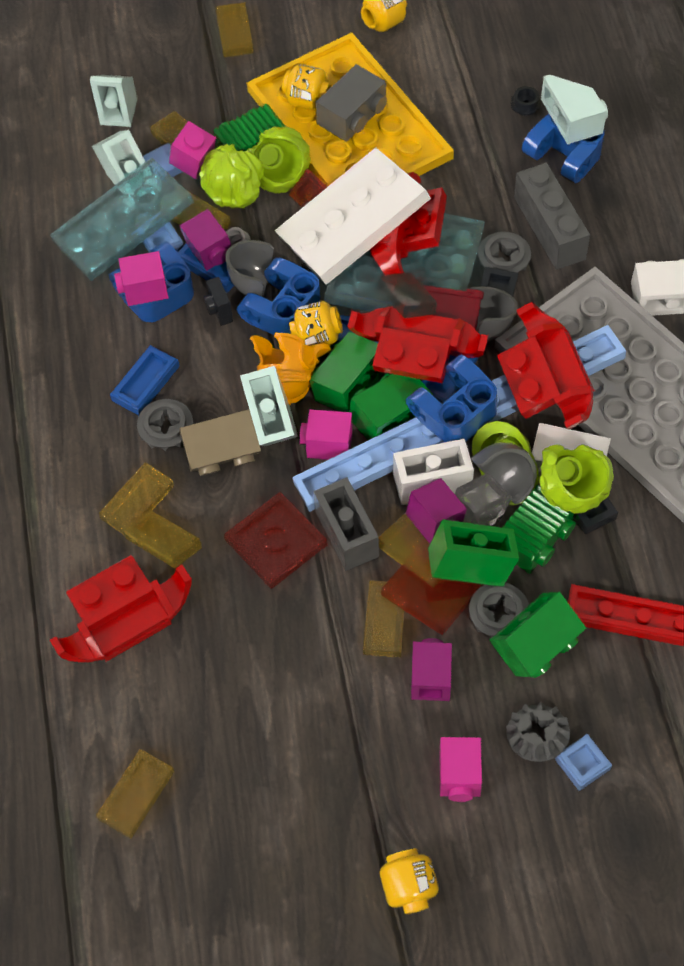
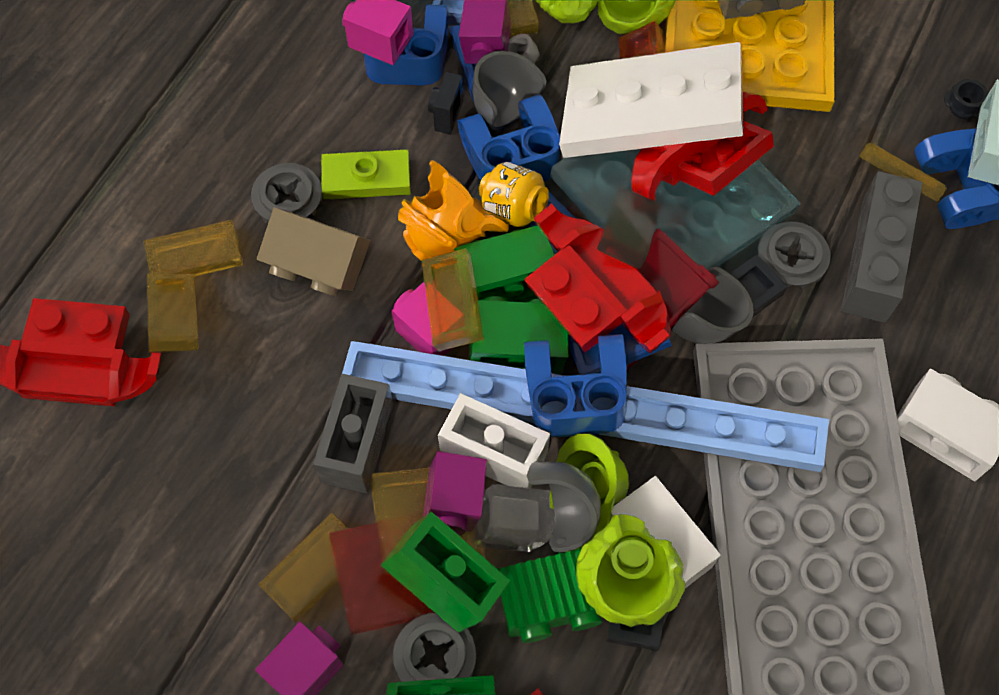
camera: 35 degrees right, 5 degrees up
(144, 380) = (311, 135): blue tile -> none
(204, 378) = (365, 174): none -> lime plate
(268, 406) = (383, 249): light aqua slope -> none
(275, 540) = (282, 394): clear red tile -> none
(339, 406) = (452, 300): none -> clear yellow tile
(512, 166) = (893, 165): none -> clear yellow tile
(547, 369) = (709, 424): red plate -> none

